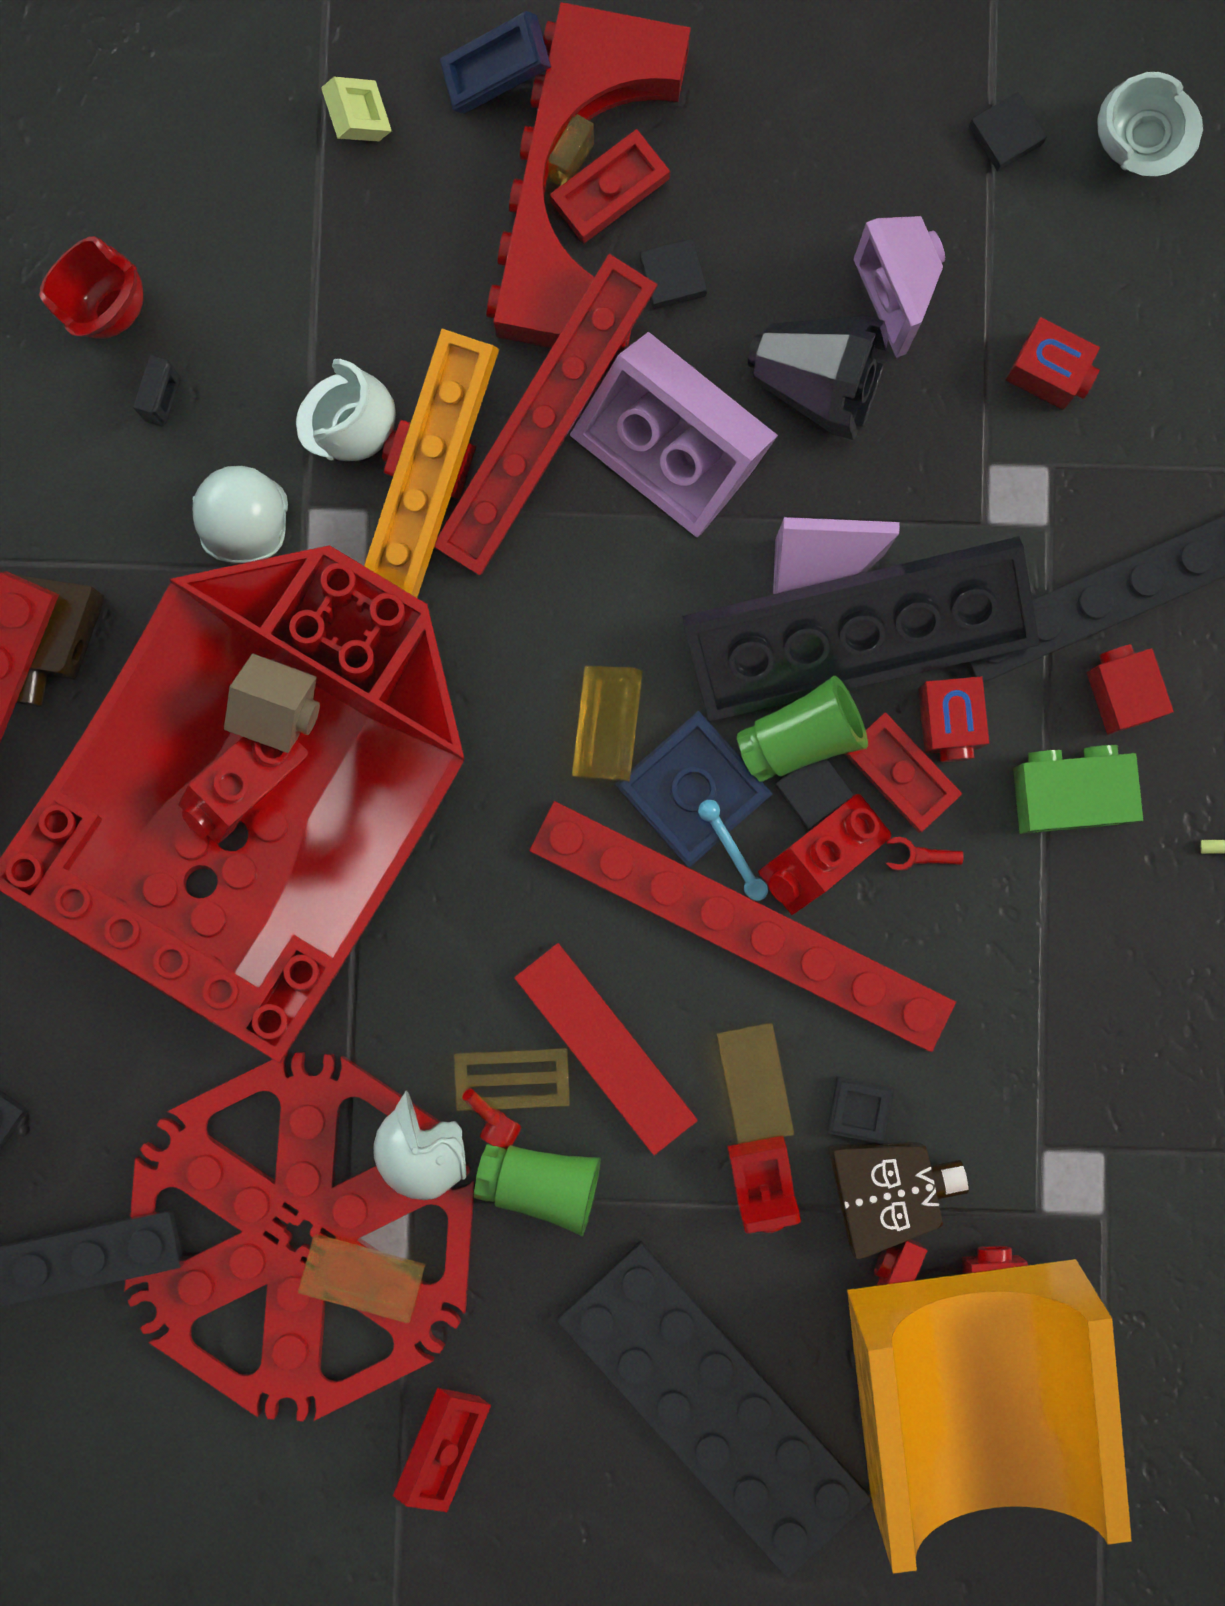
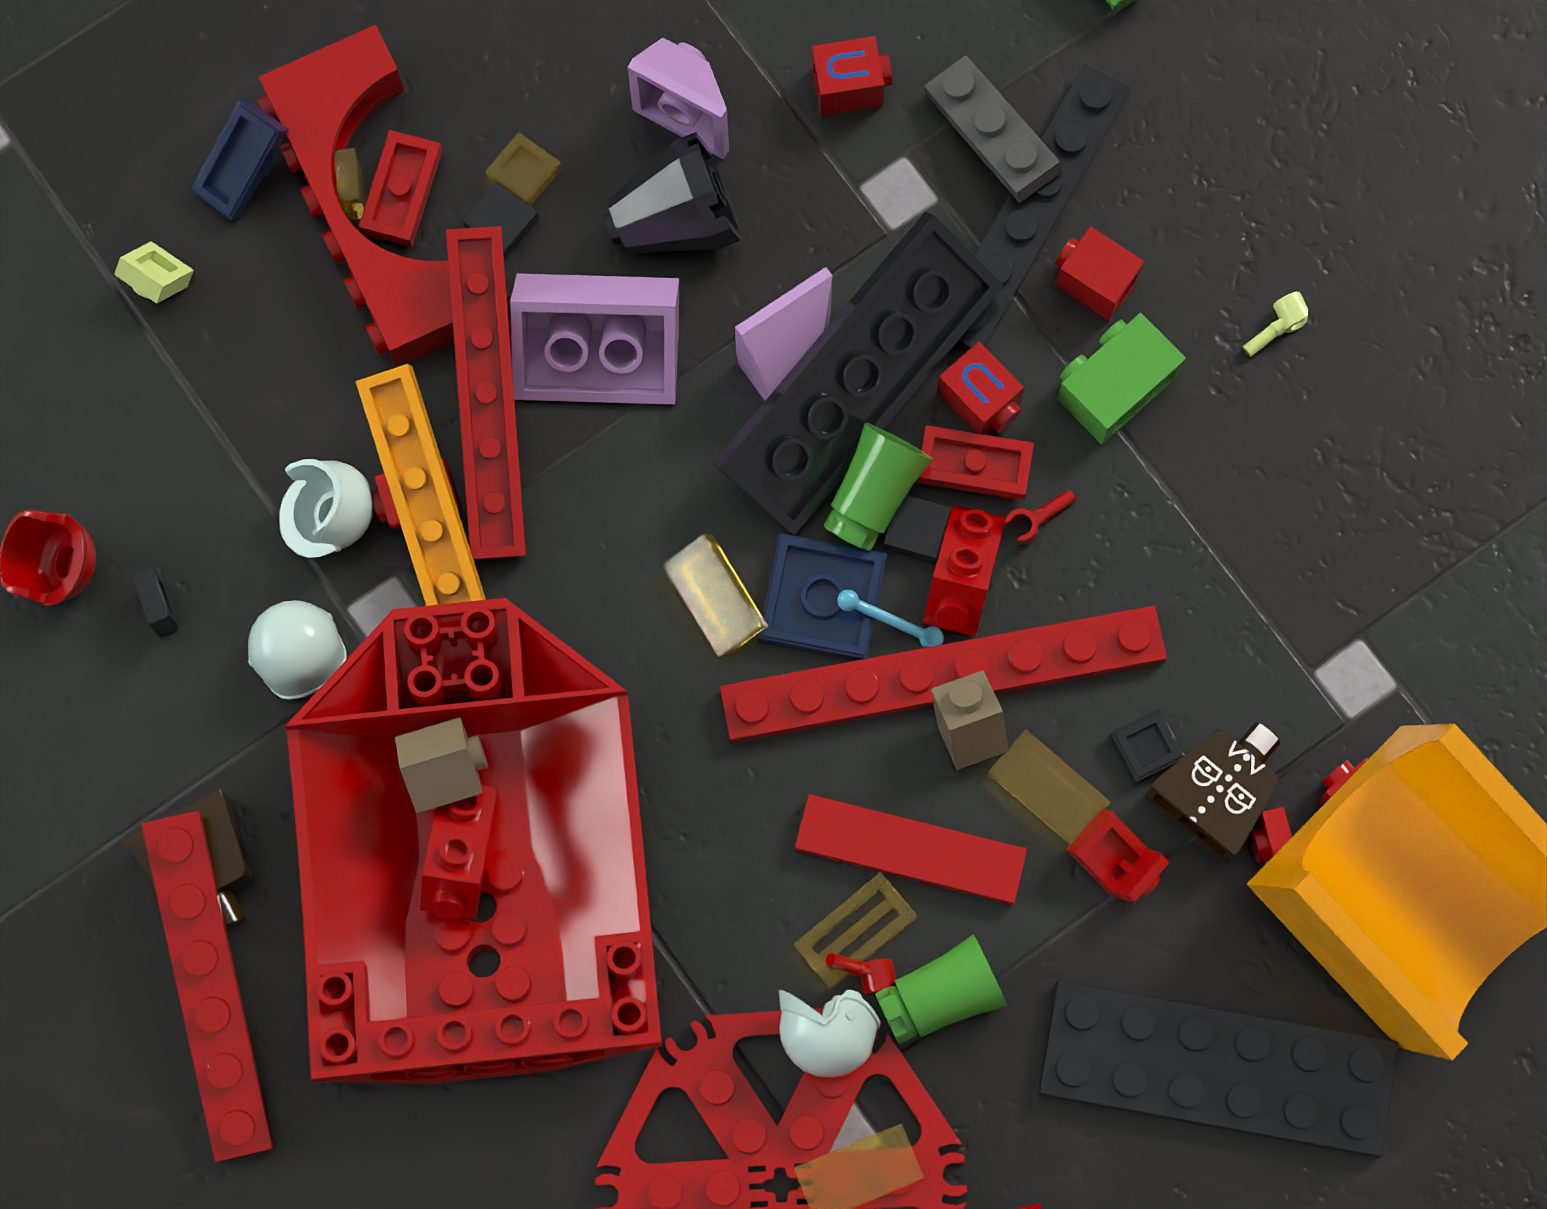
camera: 35 degrees left, 10 degrees down
(724, 244) = (524, 169): none -> clear yellow tile
(731, 984) = (970, 719): none -> dark tan brick
(1138, 500) = (993, 128): none -> dark grey plate

